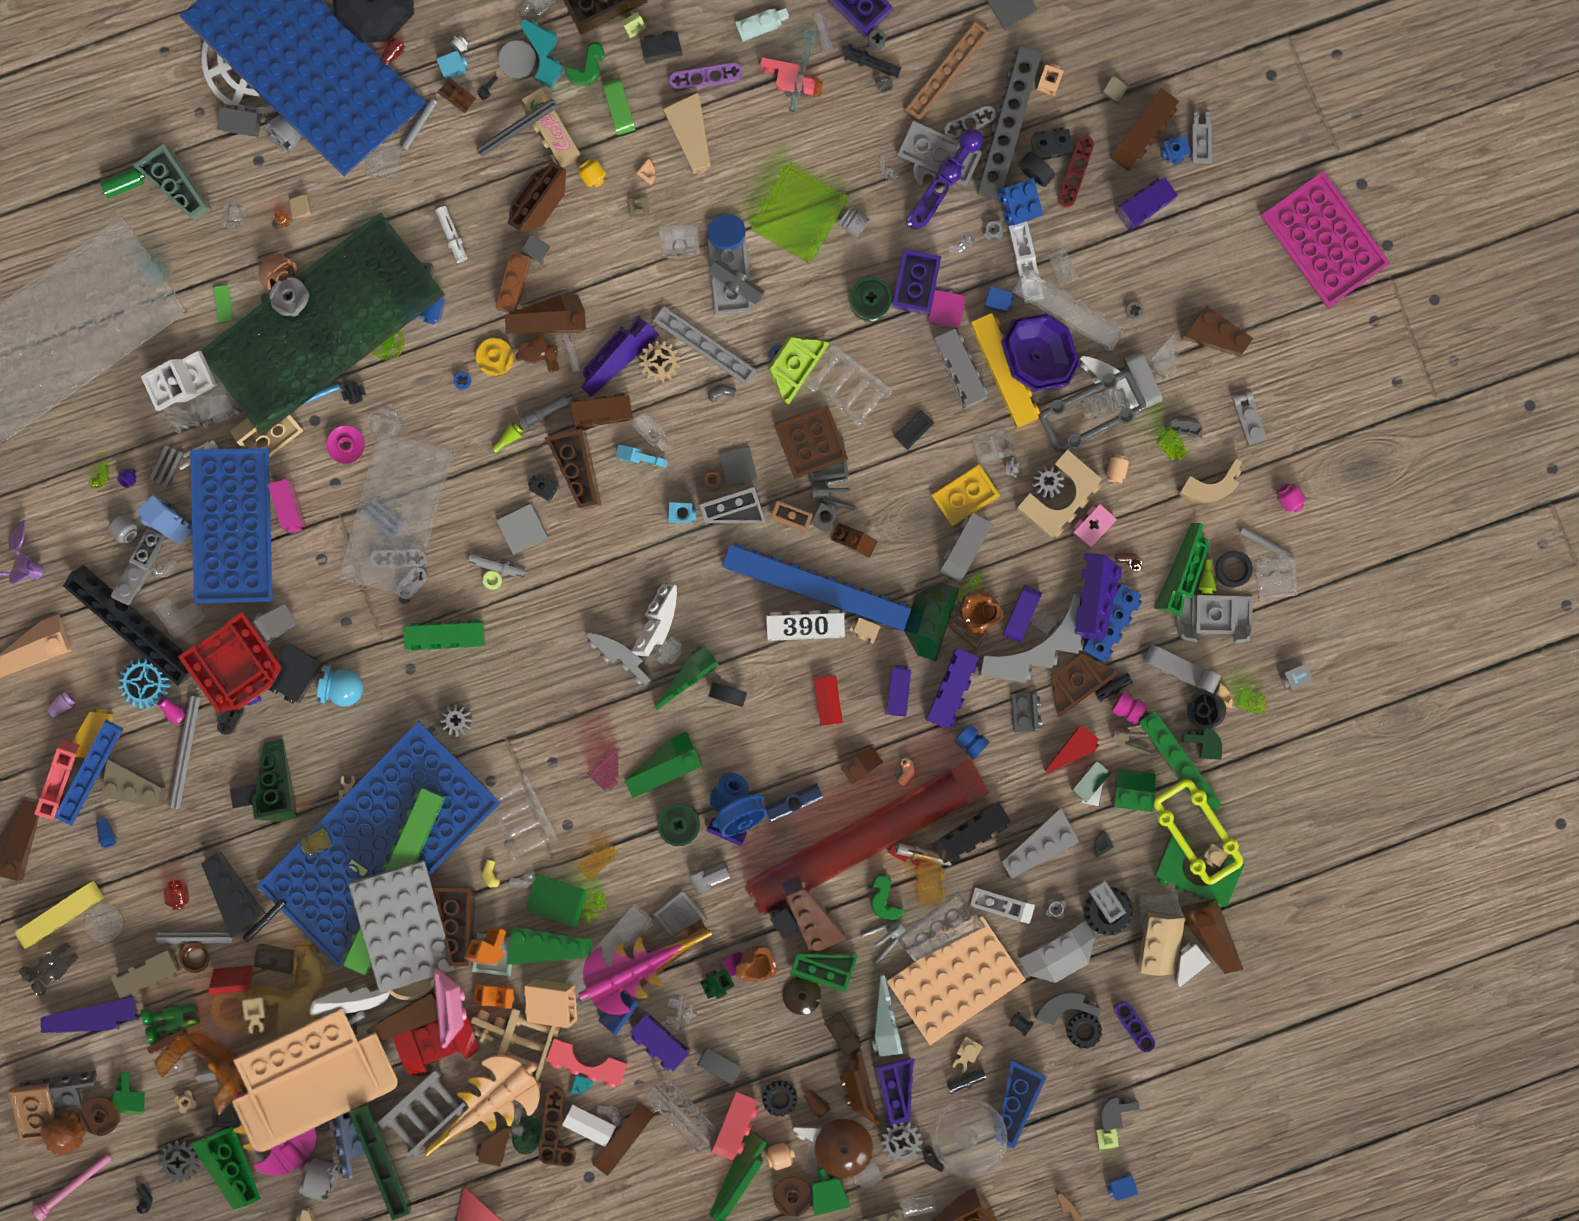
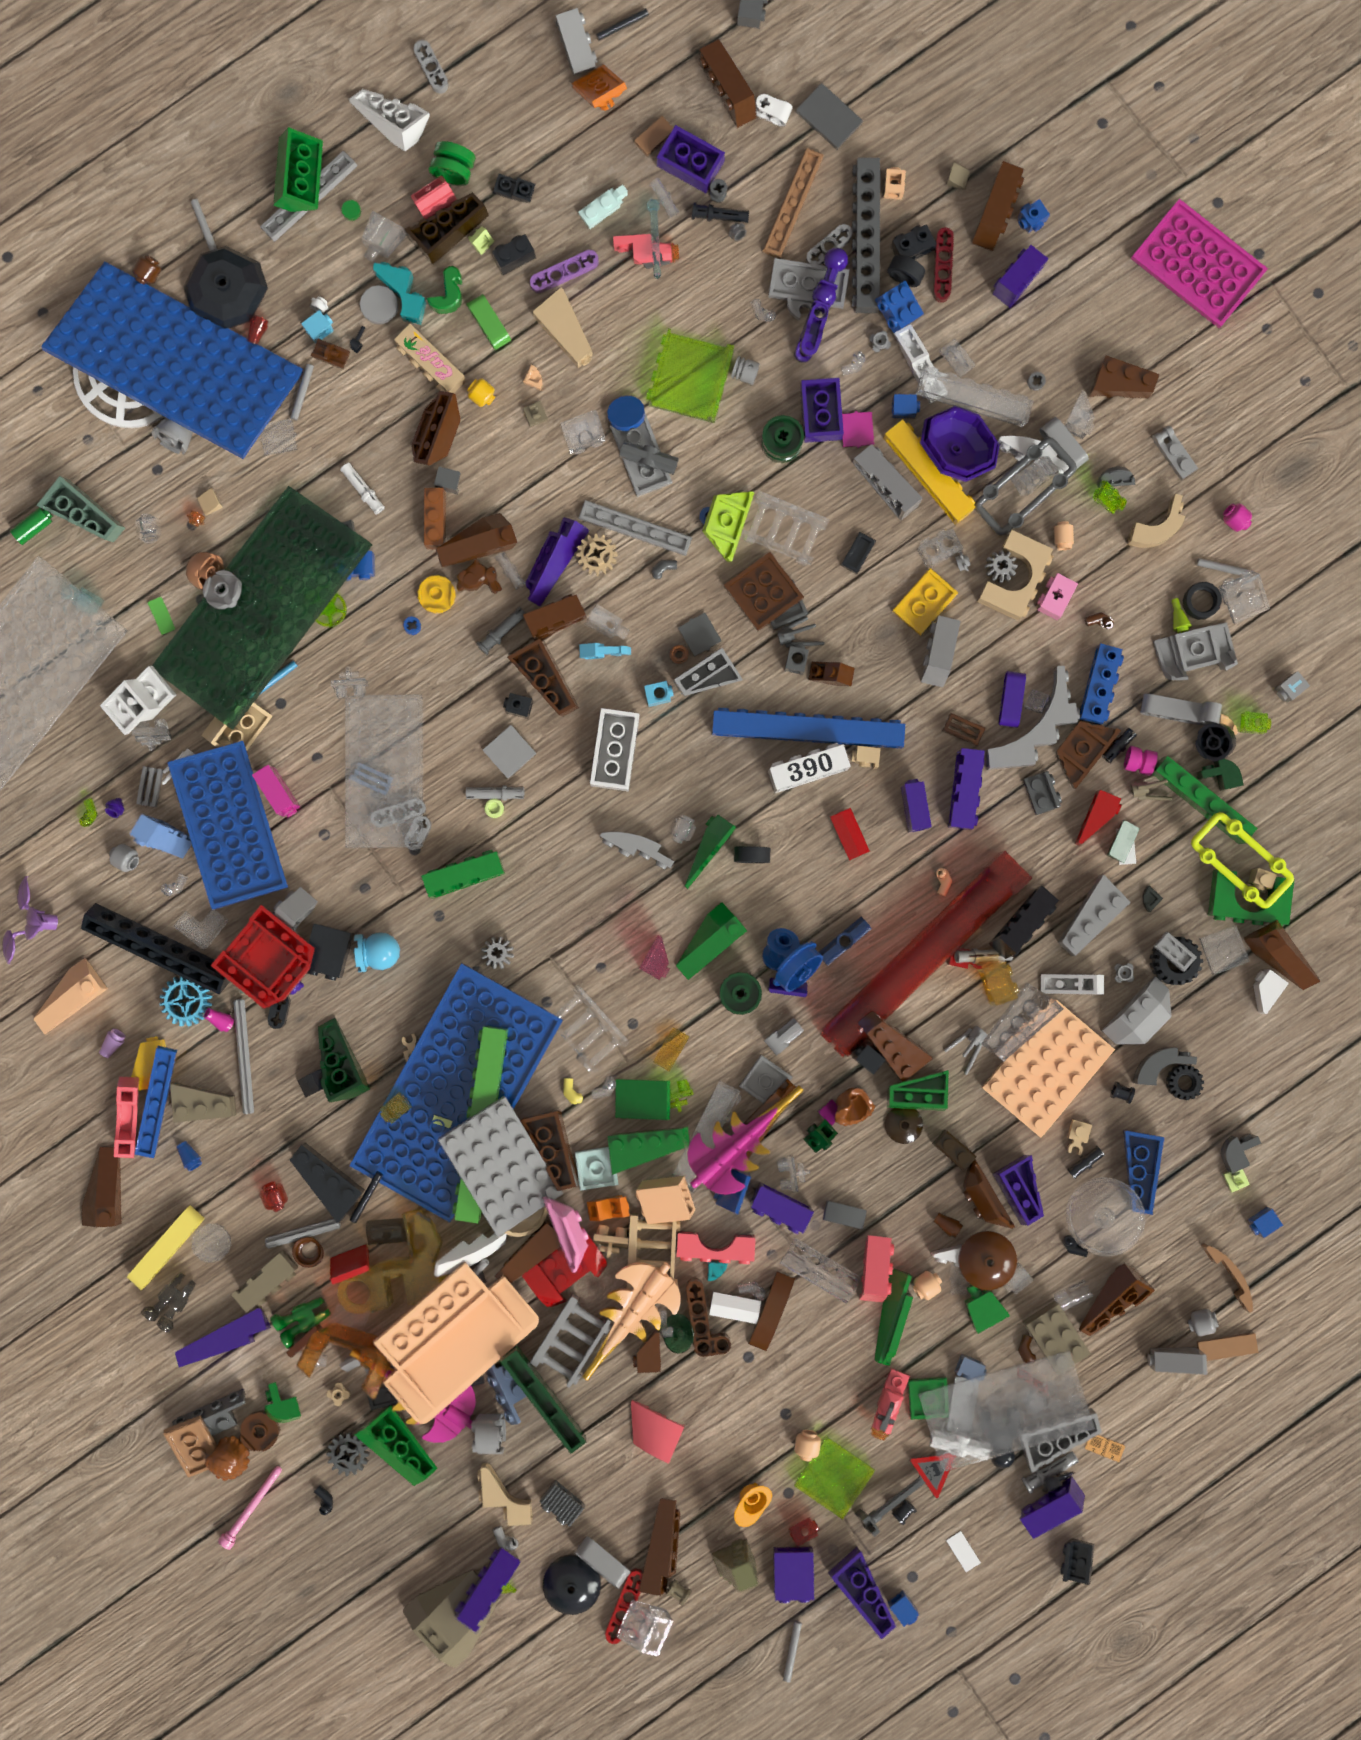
camera: 15 degrees left, 0 degrees up
(138, 567) = (149, 890): light grey slope -> none
(216, 408) = (181, 716): clear brick -> none
(239, 121) = (127, 436): dark grey brick -> none
(253, 1011) = (380, 1288): tan plate -> none
(336, 441) = (307, 715): dark pink dish -> none
(353, 393) = (310, 666): black gear -> none
(488, 950) = (591, 1165): orange brick -> none
(511, 434) = (473, 663): lime cone -> none
(517, 127) = (397, 367): dark grey axle -> none
(624, 556) = (614, 749): none -> white brick
(660, 617) = (666, 797): white slope -> none
(779, 1110) = (911, 1241): black tyre -> none
(791, 516) = (765, 667): medium nougat brick -> none
(792, 1207) = (939, 1322): reddish brown plate -> none
(861, 765) = (899, 888): reddish brown slope -> none
(880, 897) = (953, 1009): green animal -> none
(886, 1032) = (996, 1139): light aqua wedge -> none
(897, 1154) = (1040, 1246): light grey gear -> none
(930, 619) = (925, 729): dark green wedge -> none
(971, 741) = (998, 834): blue wheel -> none
(974, 584) = (956, 693): clear neon green tile -> none
(980, 611) = (972, 707): dark orange hair -> none
(1097, 596) = (1081, 661): dark purple wedge -> none
(1134, 790) = (1167, 838): green slope -> none
(1138, 1035) = (1240, 1069): dark purple beam -> none
(1160, 944) = (1234, 978): tan slope -> none
(1184, 571) = (1155, 616): green wedge -> none
(1201, 139) = (1054, 200): light grey hinge -> none

